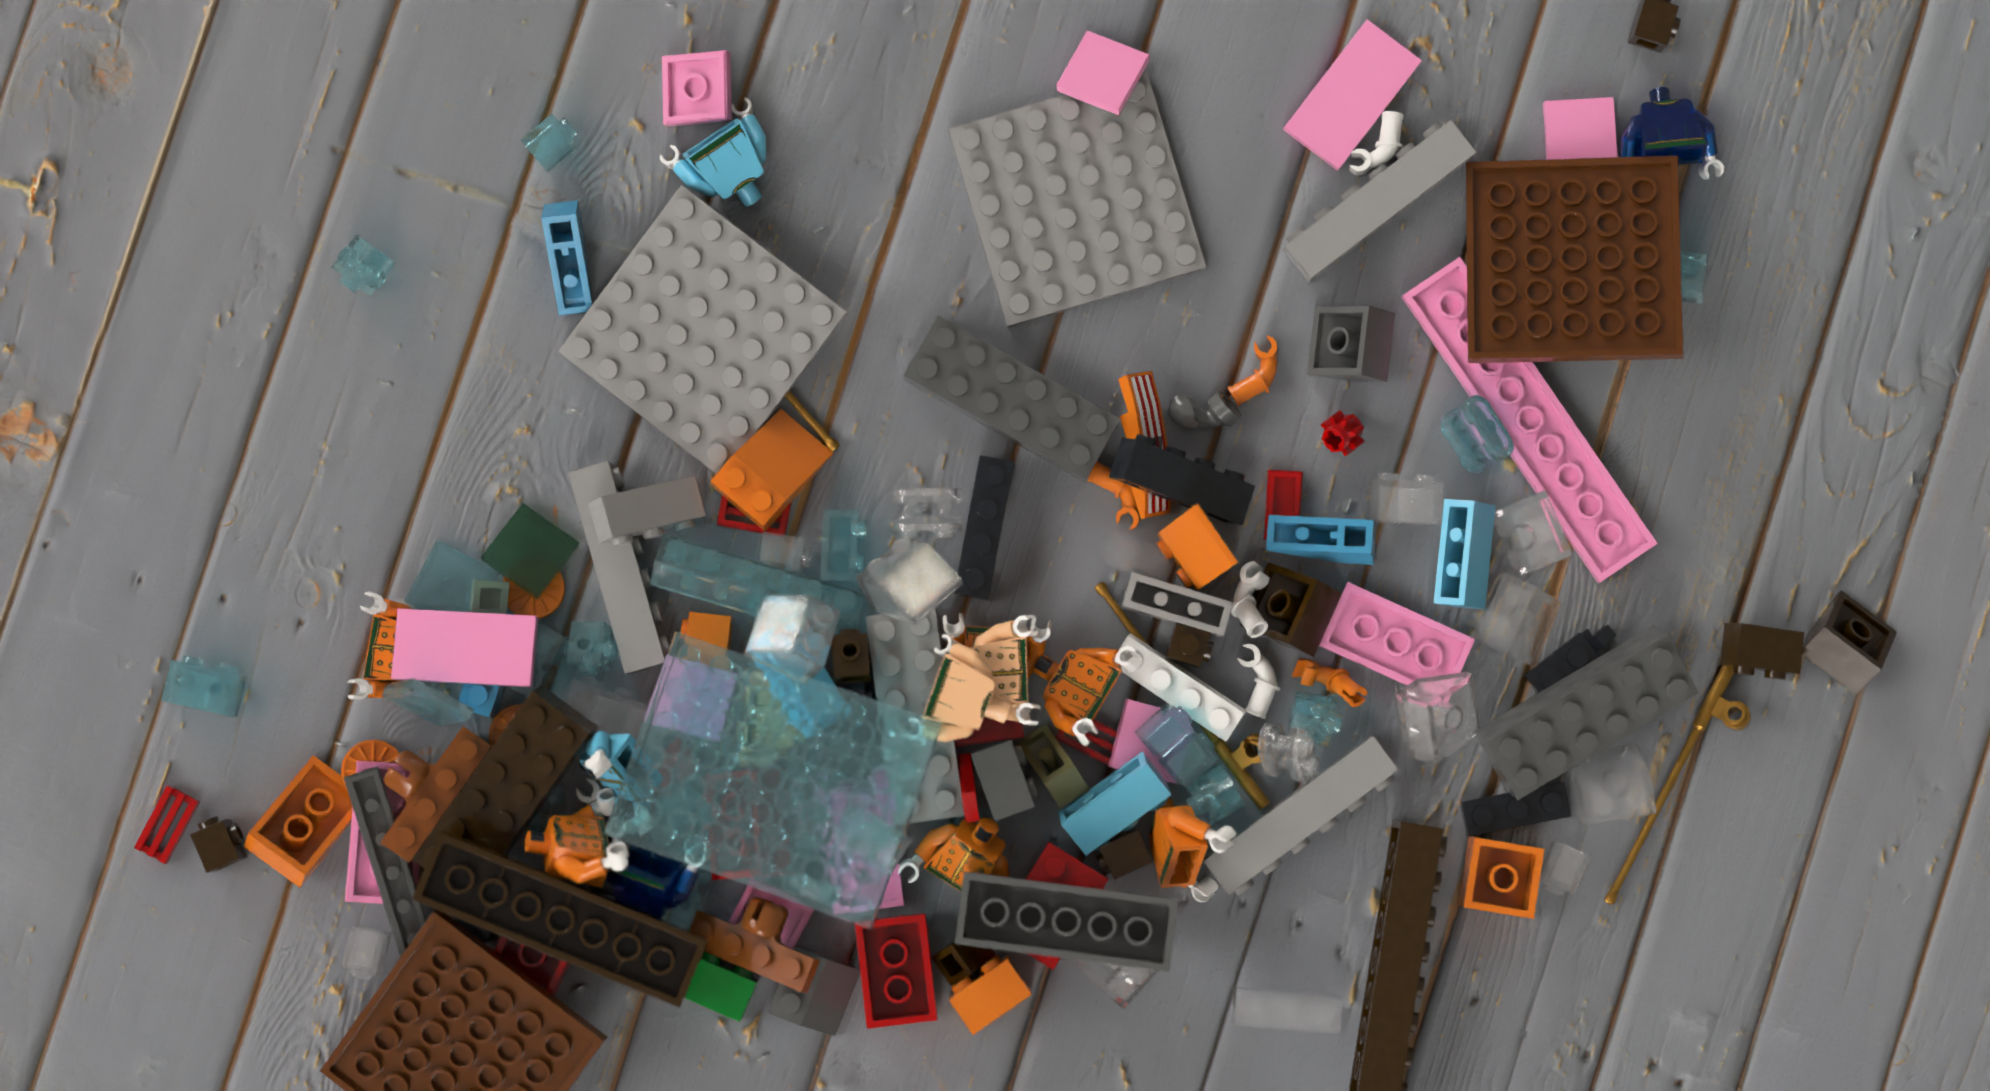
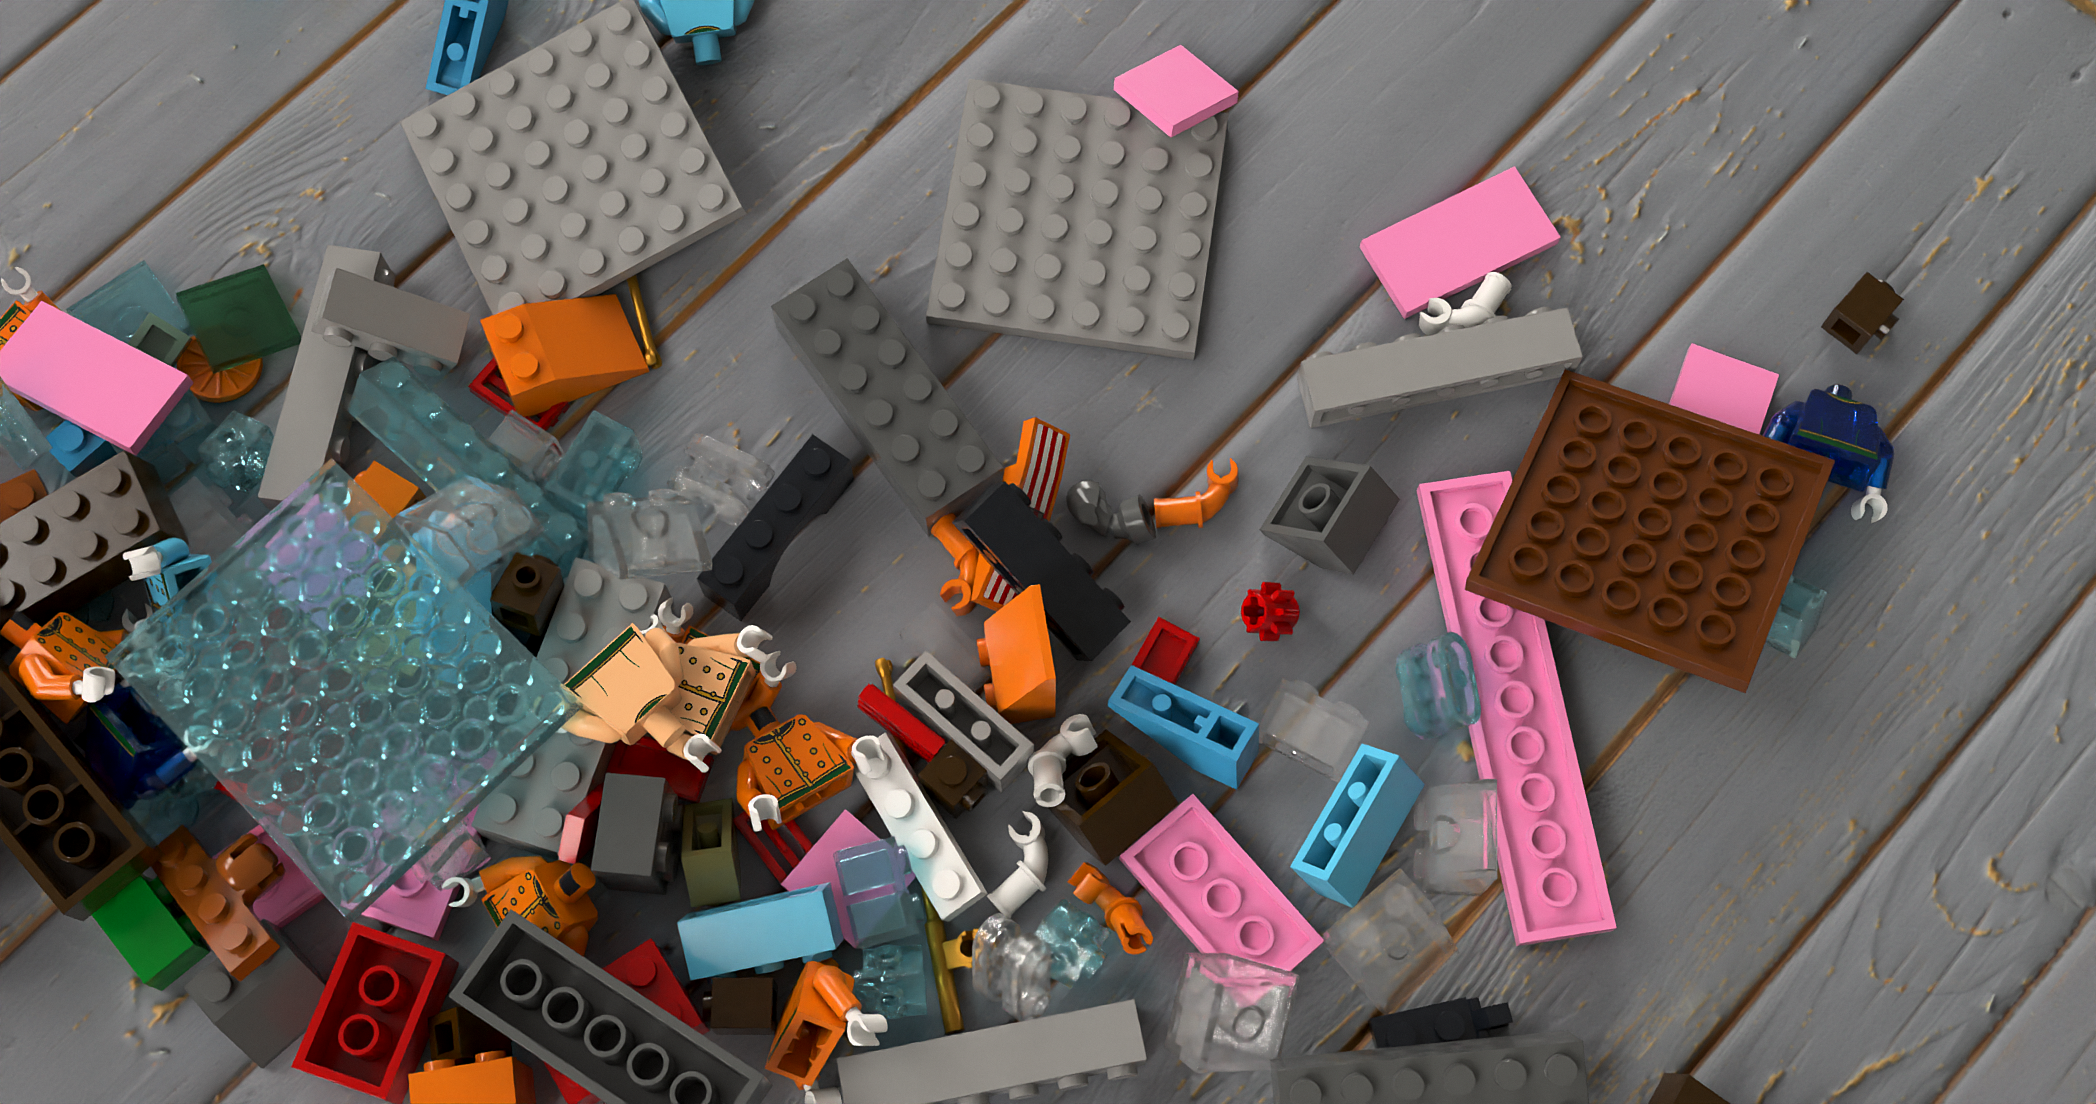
camera: 25 degrees right, 15 degrees down
(1137, 625) = (900, 722): none -> red tile

